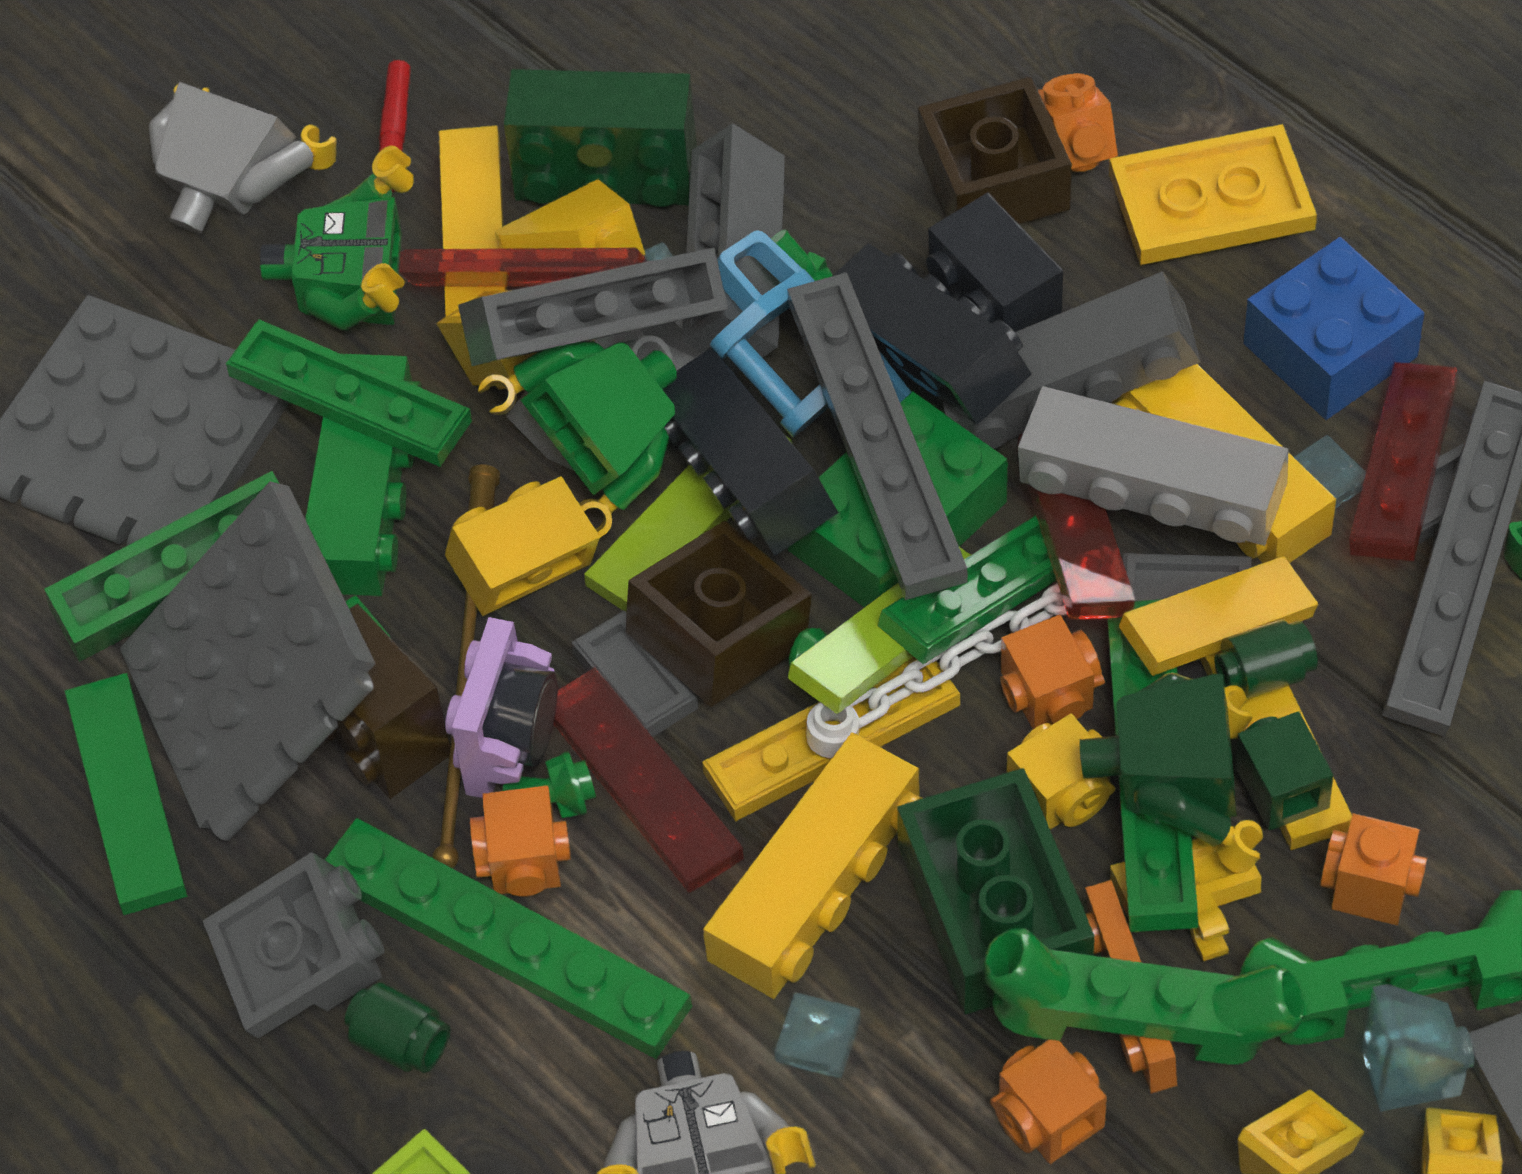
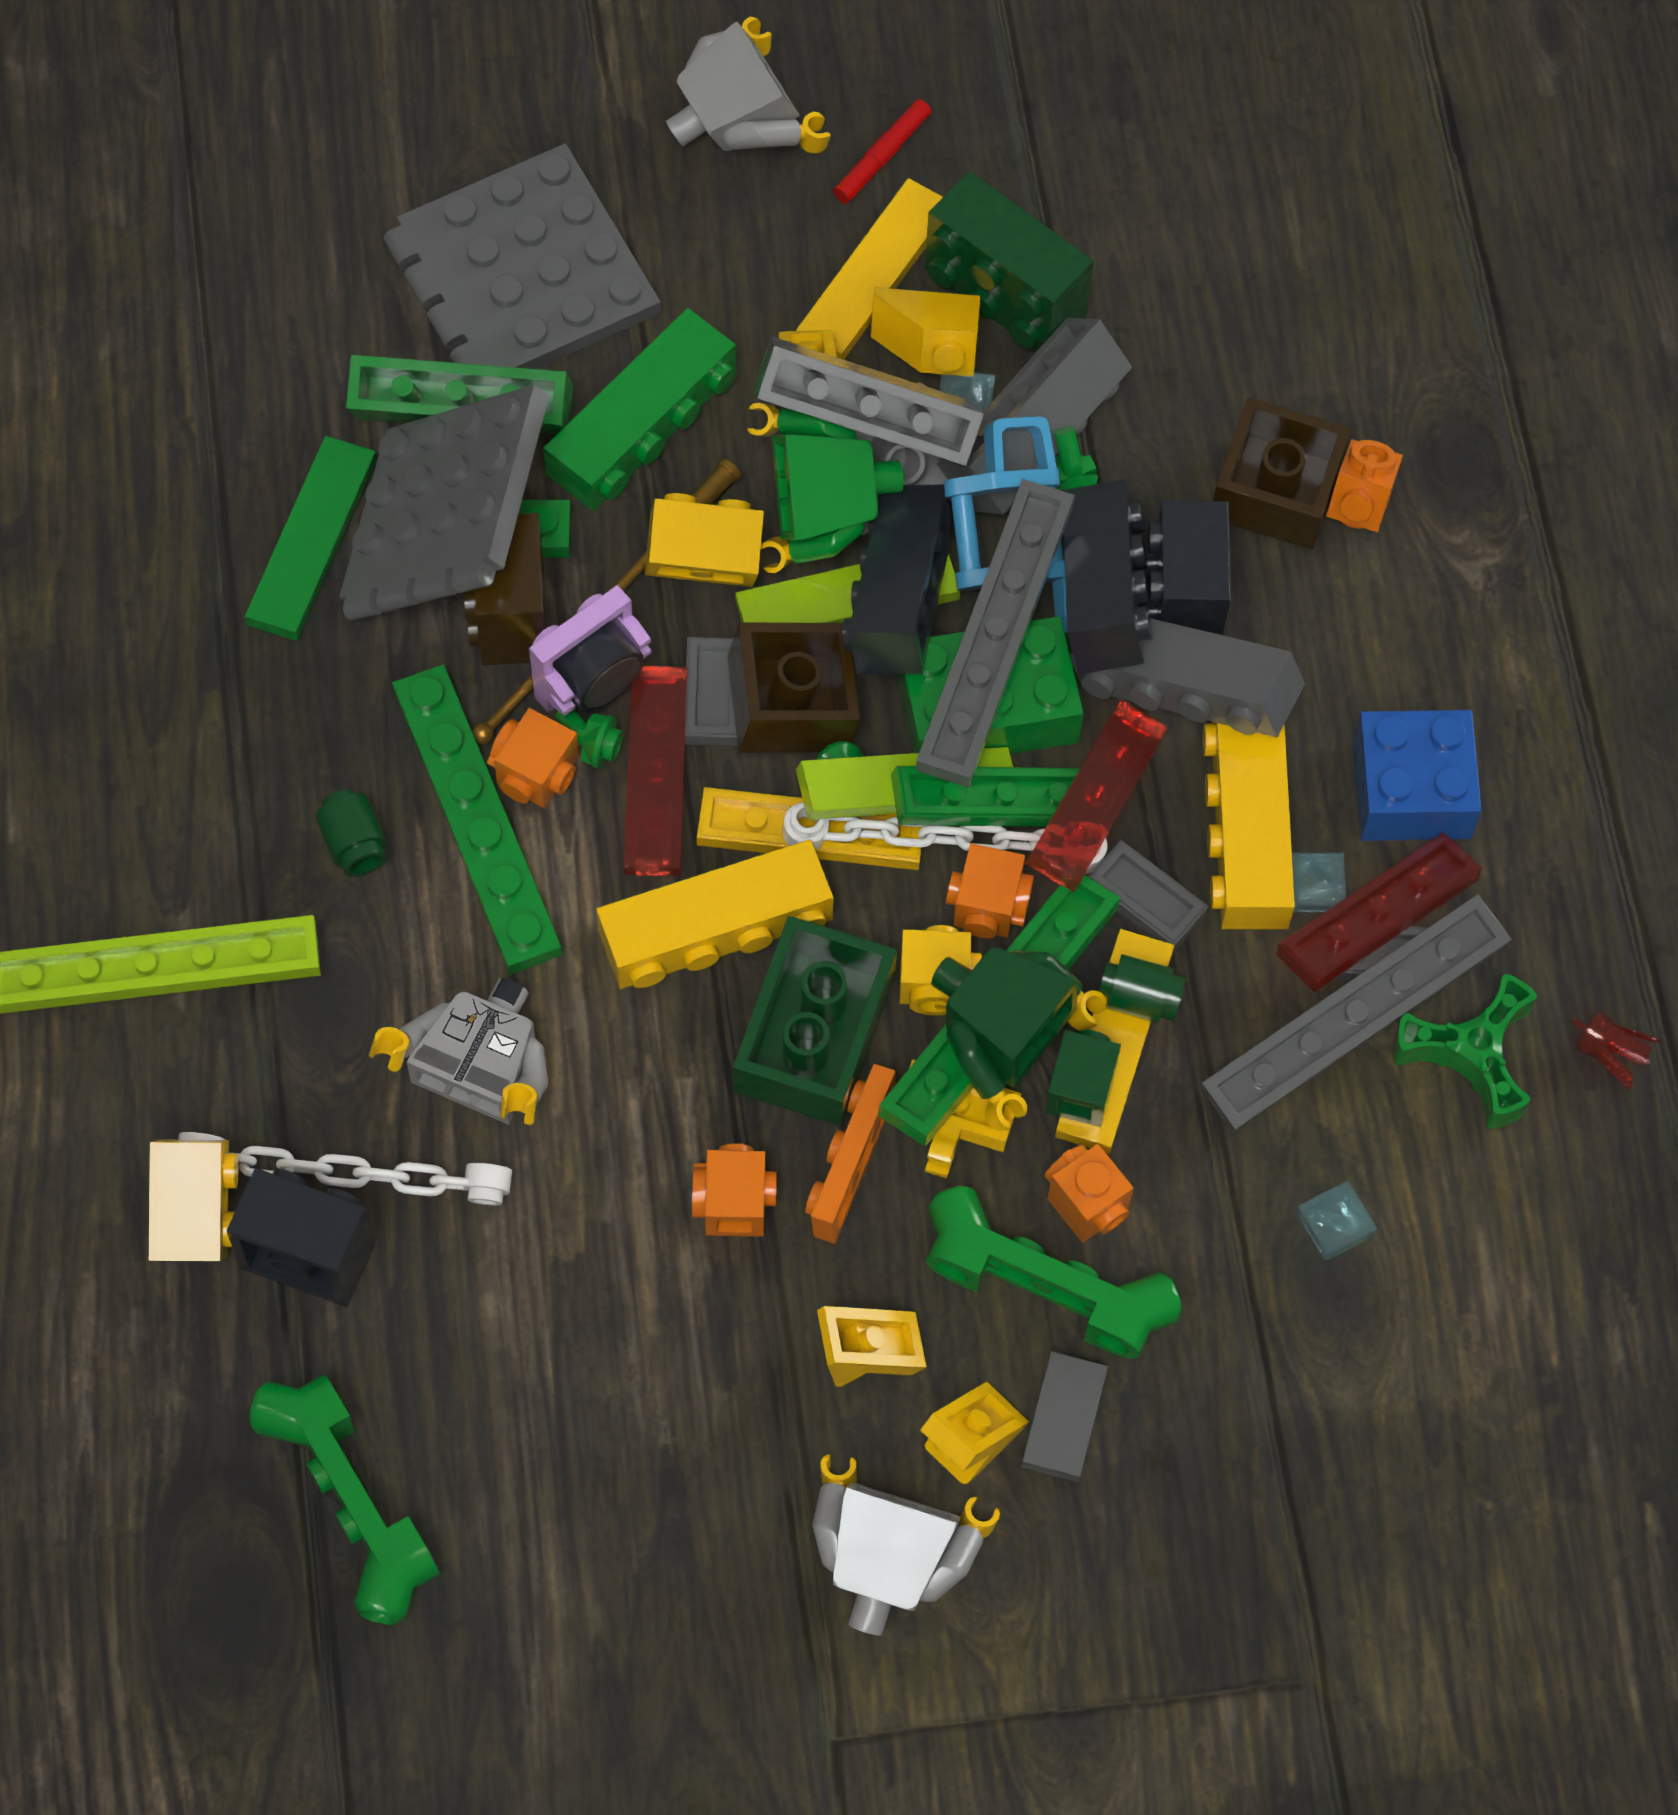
camera: 30 degrees right, 10 degrees up
(294, 944) = (332, 726): dark grey plate -> none
(348, 250) = (765, 233): green torso -> none
(349, 392) = (671, 346): green tile -> none
(509, 266) = (868, 329): clear red tile -> none
(817, 1035) = (624, 1035): clear light blue tile -> none
(1153, 466) = (1175, 792): light grey brick -> none
(1199, 618) = (1151, 933): yellow tile -> none
(1212, 194) = (1423, 609): yellow plate -> none
(1219, 1013) = (783, 1121): green plate -> none
(1413, 1048) = (1003, 1336): clear light blue slope -> none

